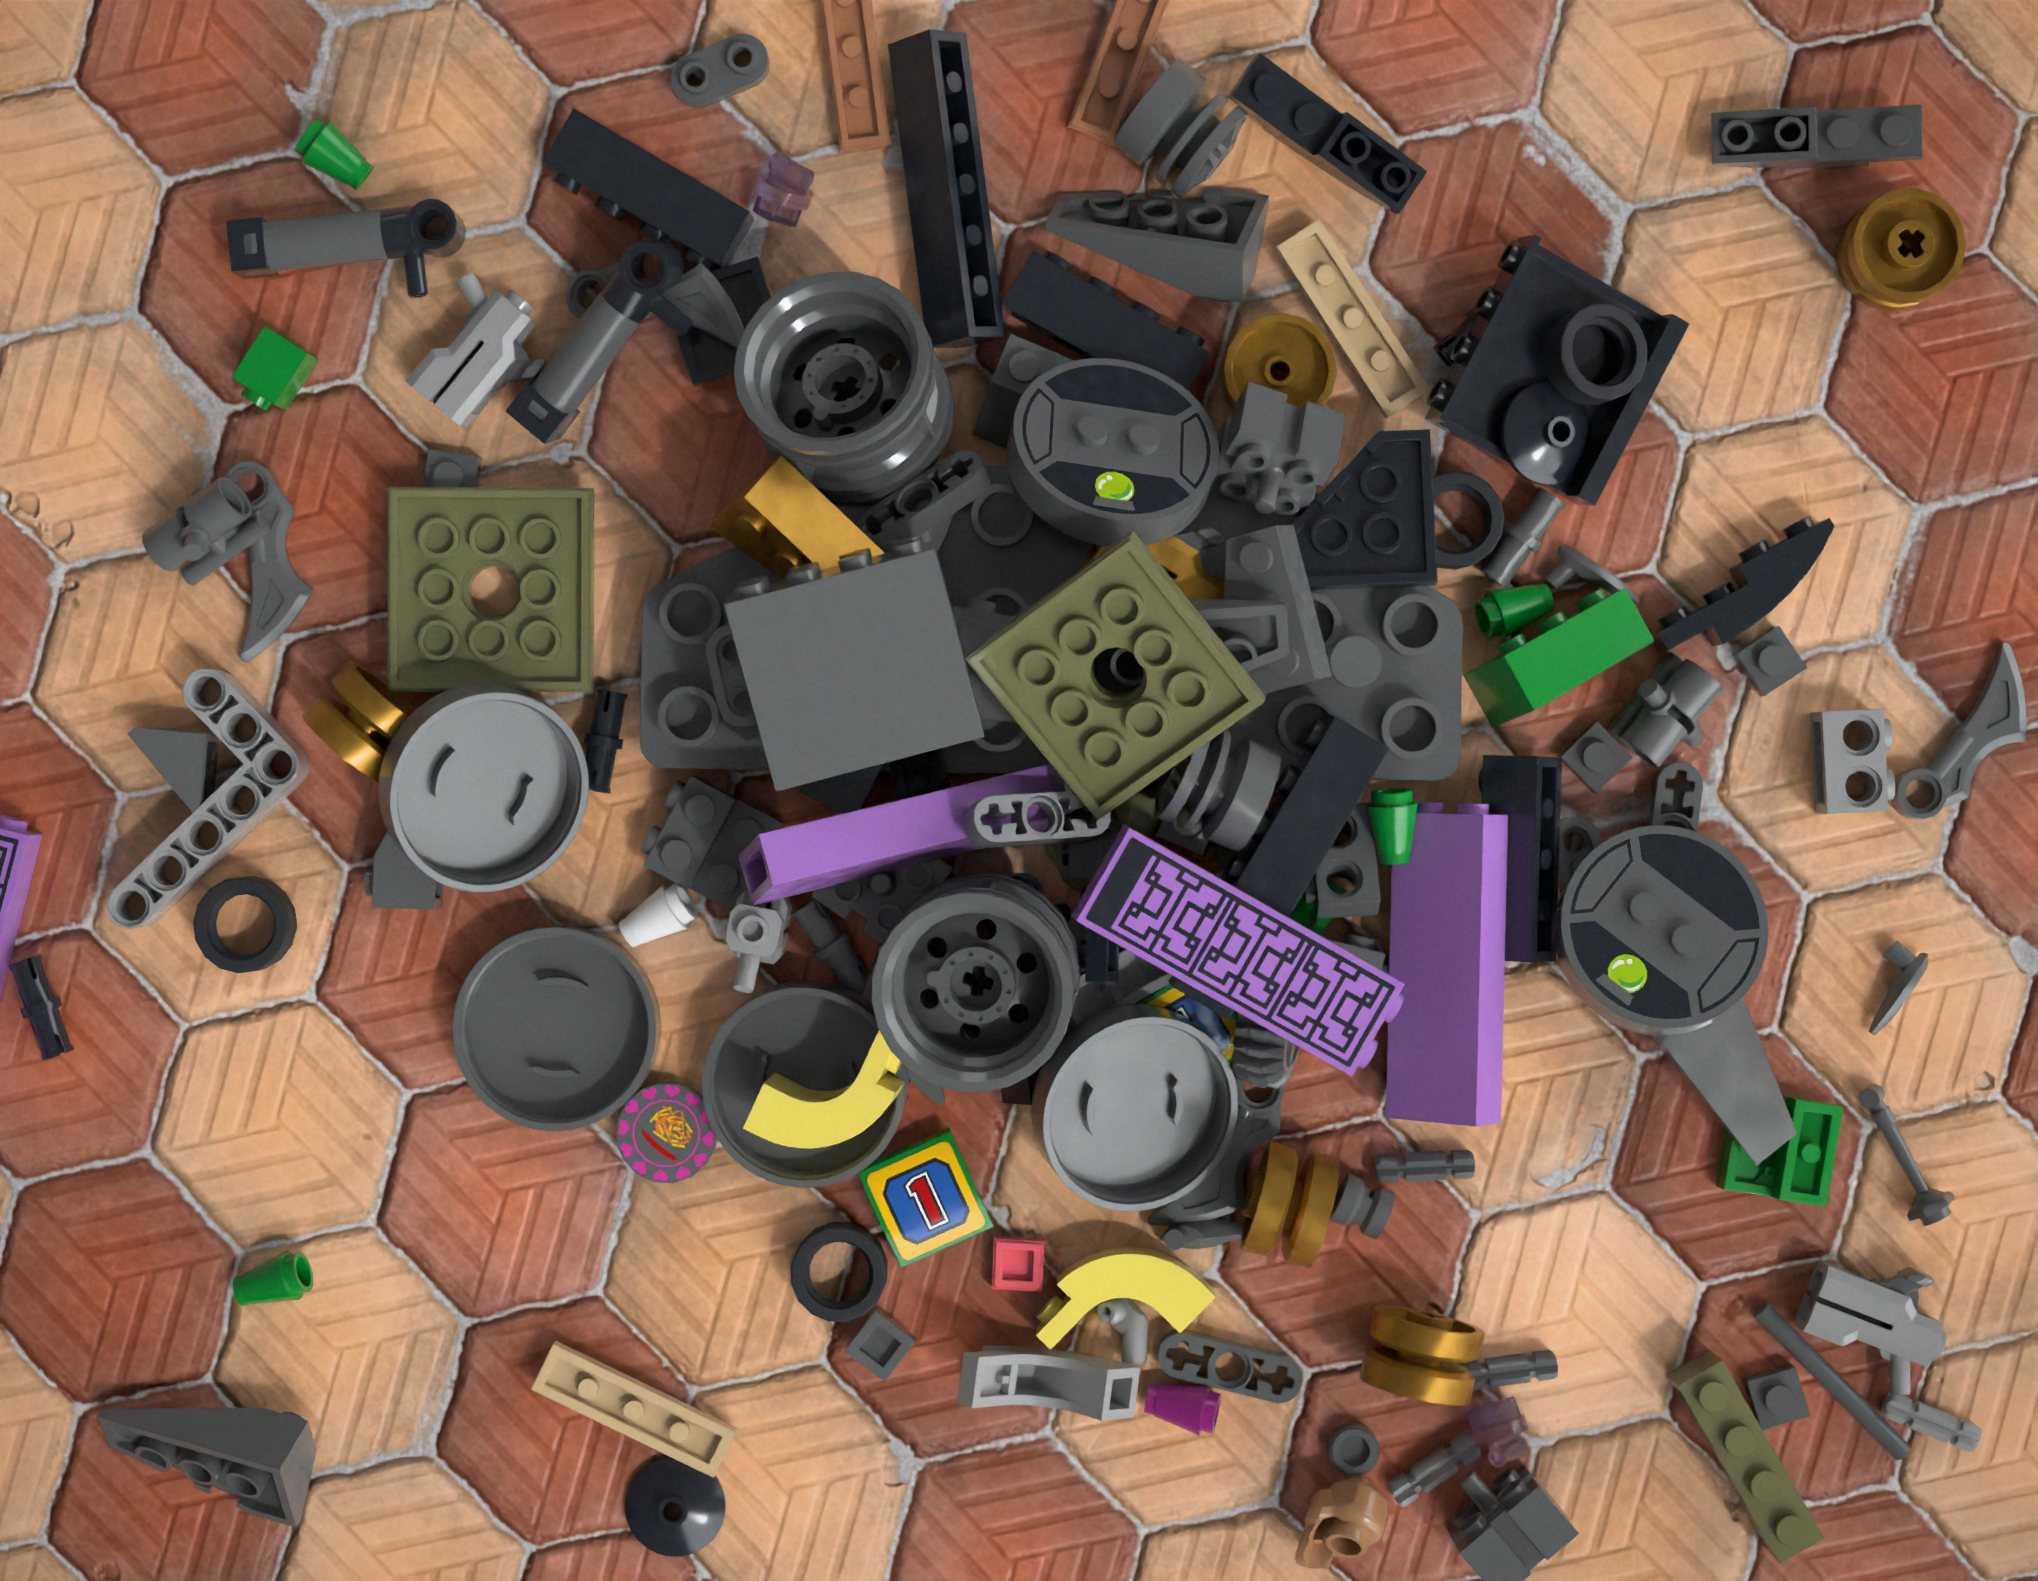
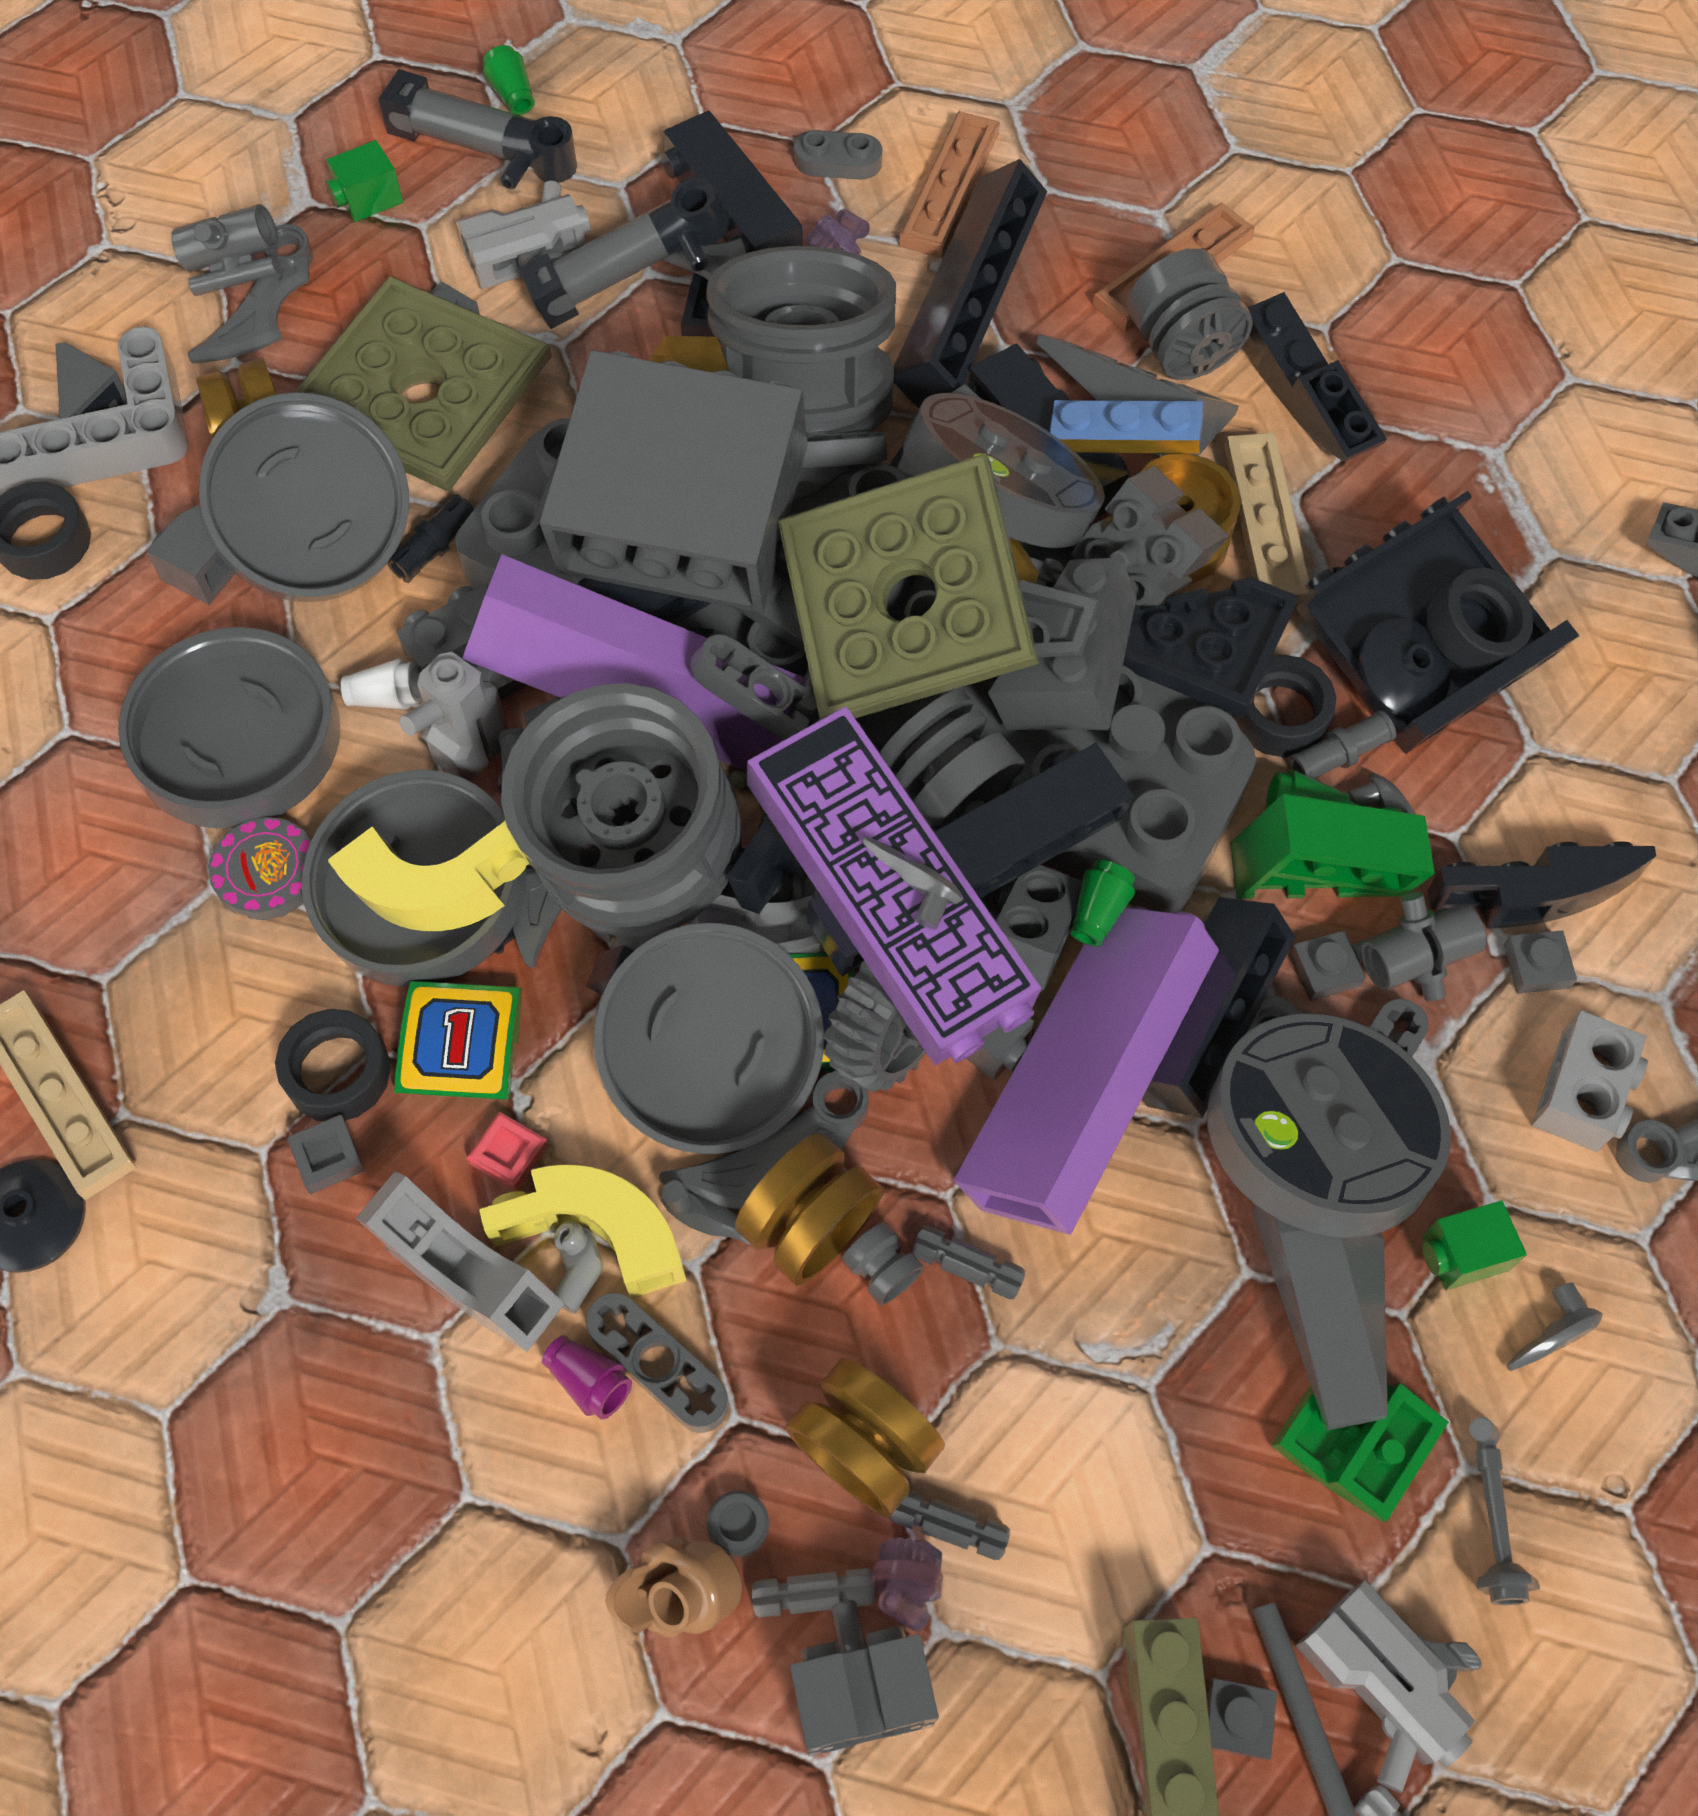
camera: 30 degrees right, 25 degrees down
(1189, 314) = (1129, 426): none -> medium blue plate
(1269, 952) = (934, 886): none -> dark grey bar
(1808, 955) = (1472, 1245): none -> green brick

